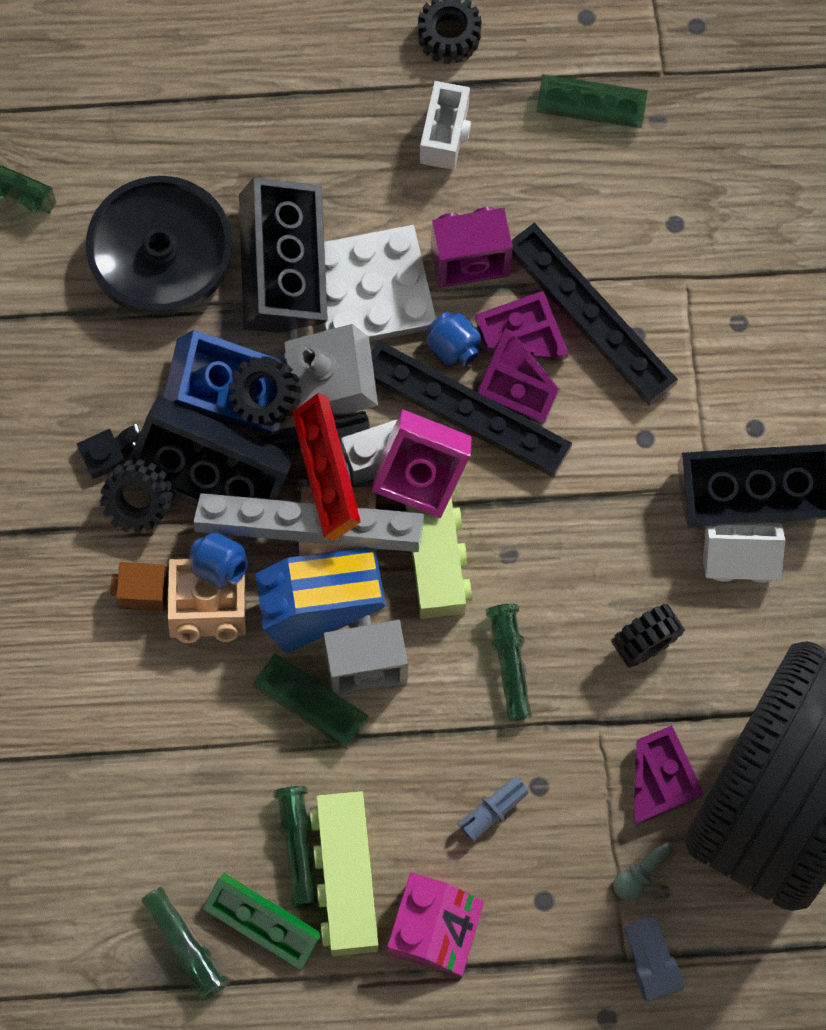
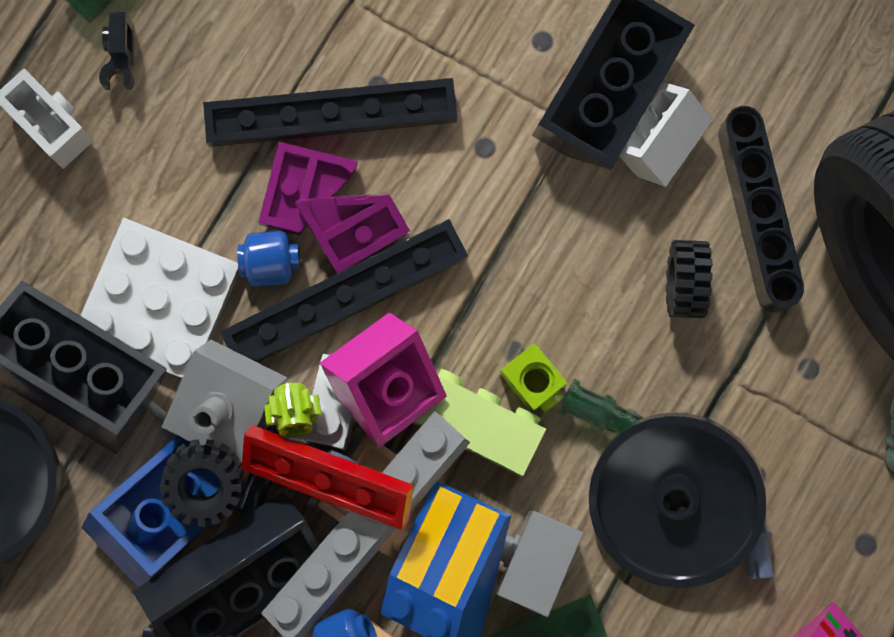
camera: 55 degrees left, 10 degrees up
(357, 415) = (292, 410): none -> lime gear
(471, 247) = (188, 178): magenta brick -> none
(479, 730) = (677, 500): none -> black dish
(500, 562) = (534, 360): none -> lime brick
(534, 141) = (119, 43): none -> black plate
(662, 776) = (824, 357): magenta wing -> none
(749, 644) = (768, 191): none -> black beam

